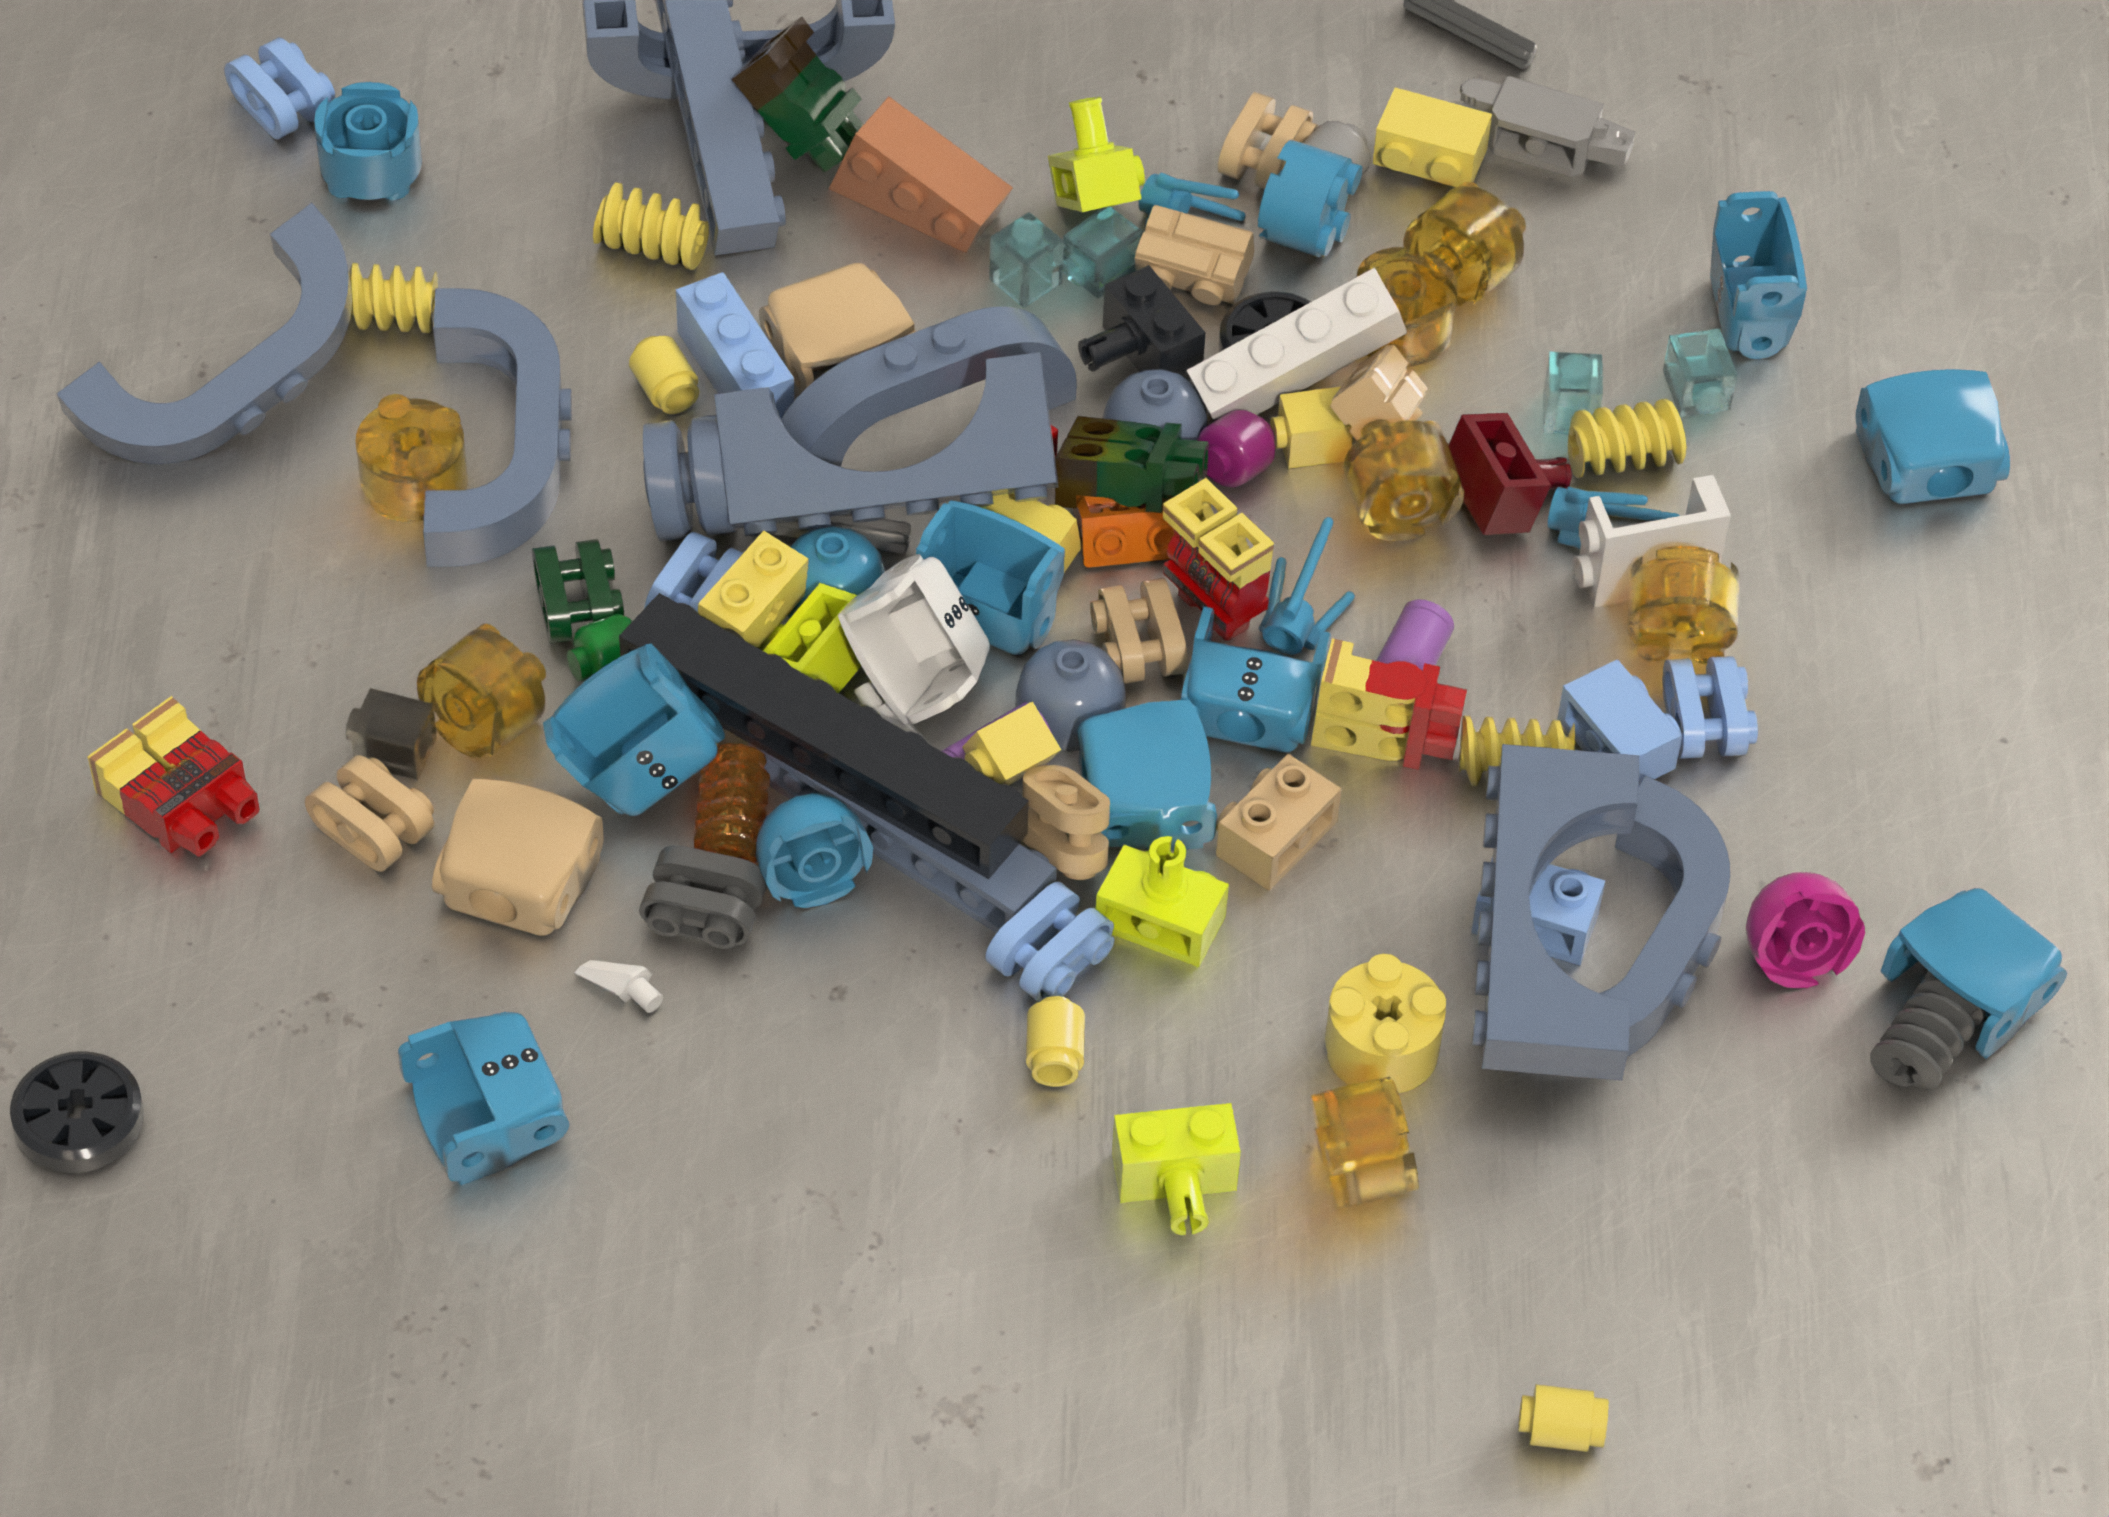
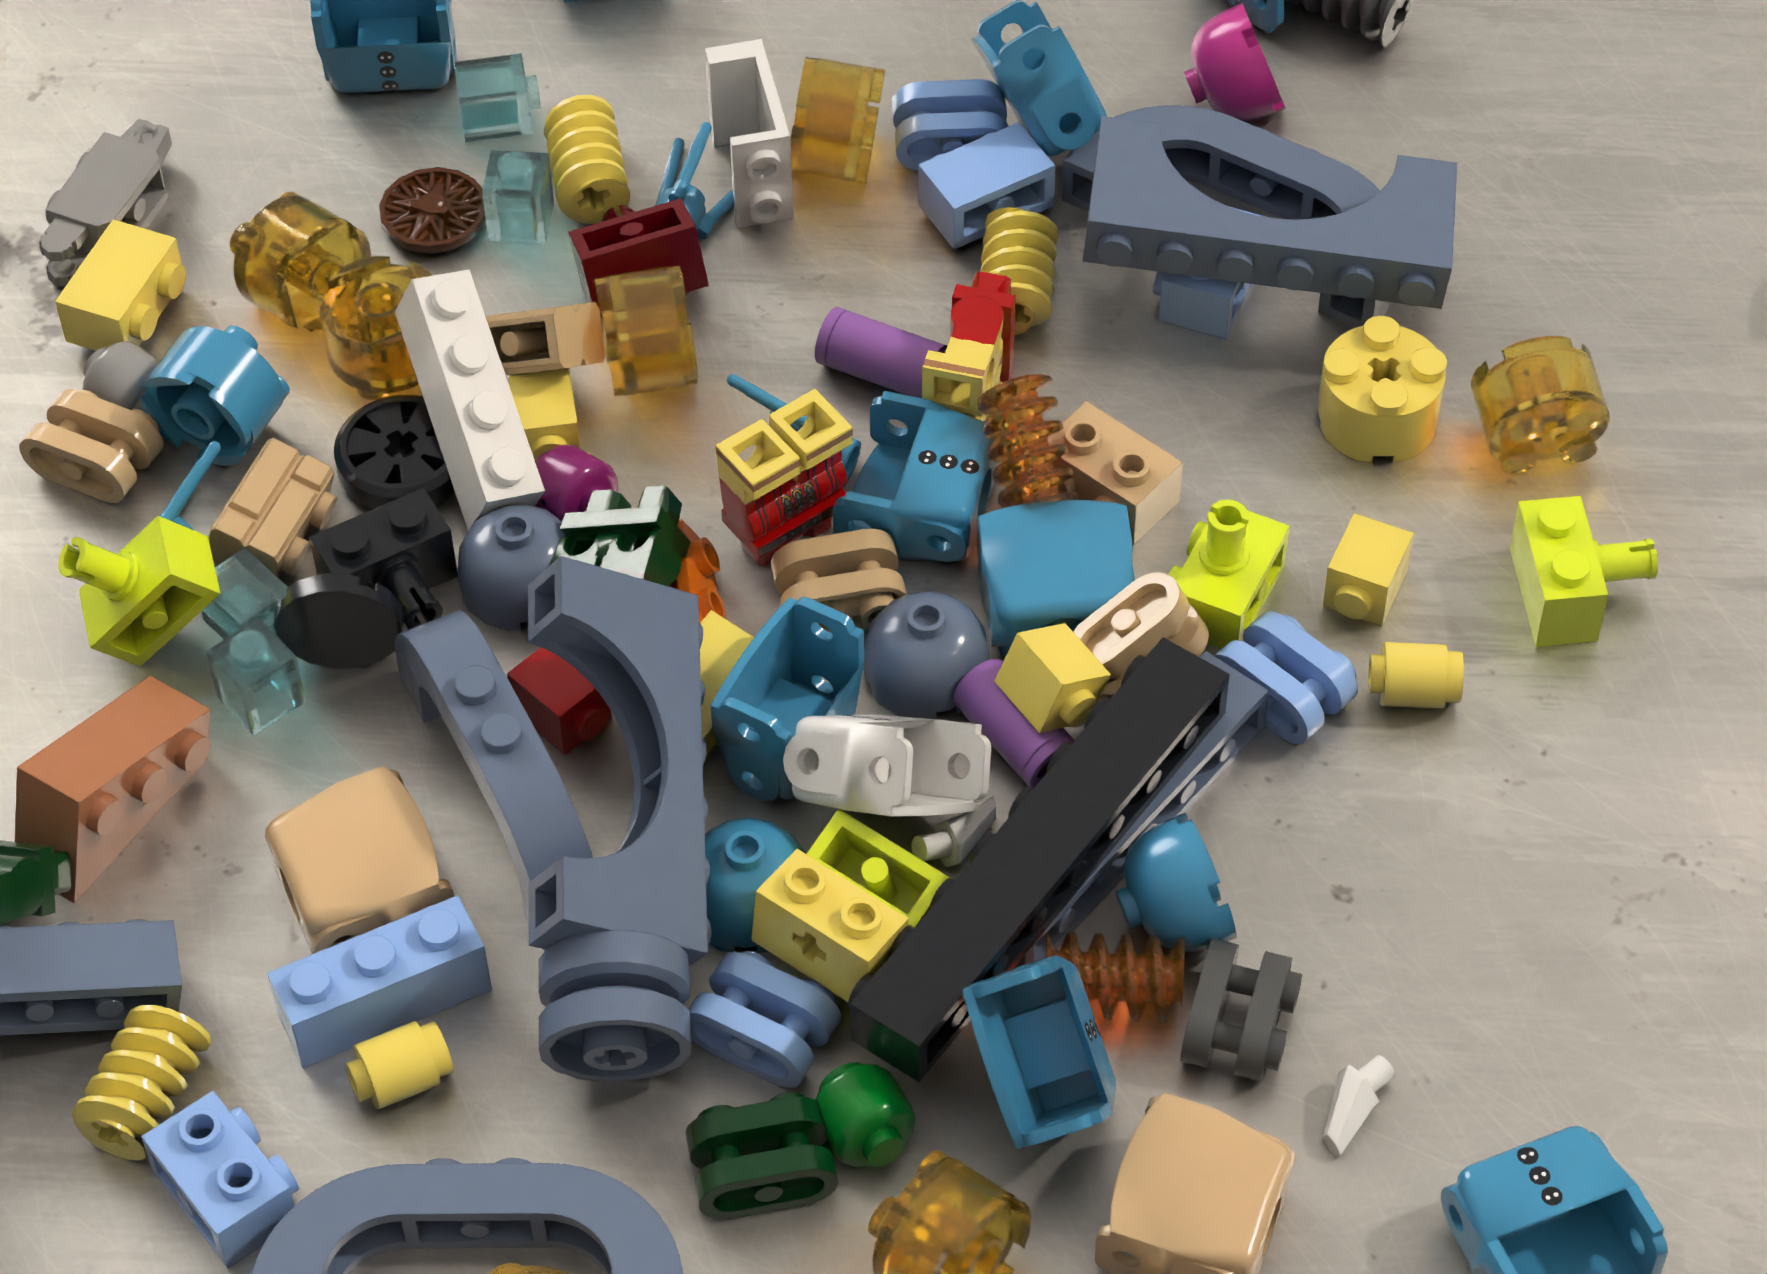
camera: 85 degrees left, 0 degrees up
(569, 277) = (221, 1176): none -> light blue brick
(1070, 294) = (338, 621): none -> black tile
(1172, 1009) = (1367, 569): none -> light yellow brick
(1263, 730) = (1023, 442): none -> clear orange piece
(1561, 331) = (432, 210): none -> reddish brown wheel
(1731, 740) = (1040, 78): none -> dark azure piece

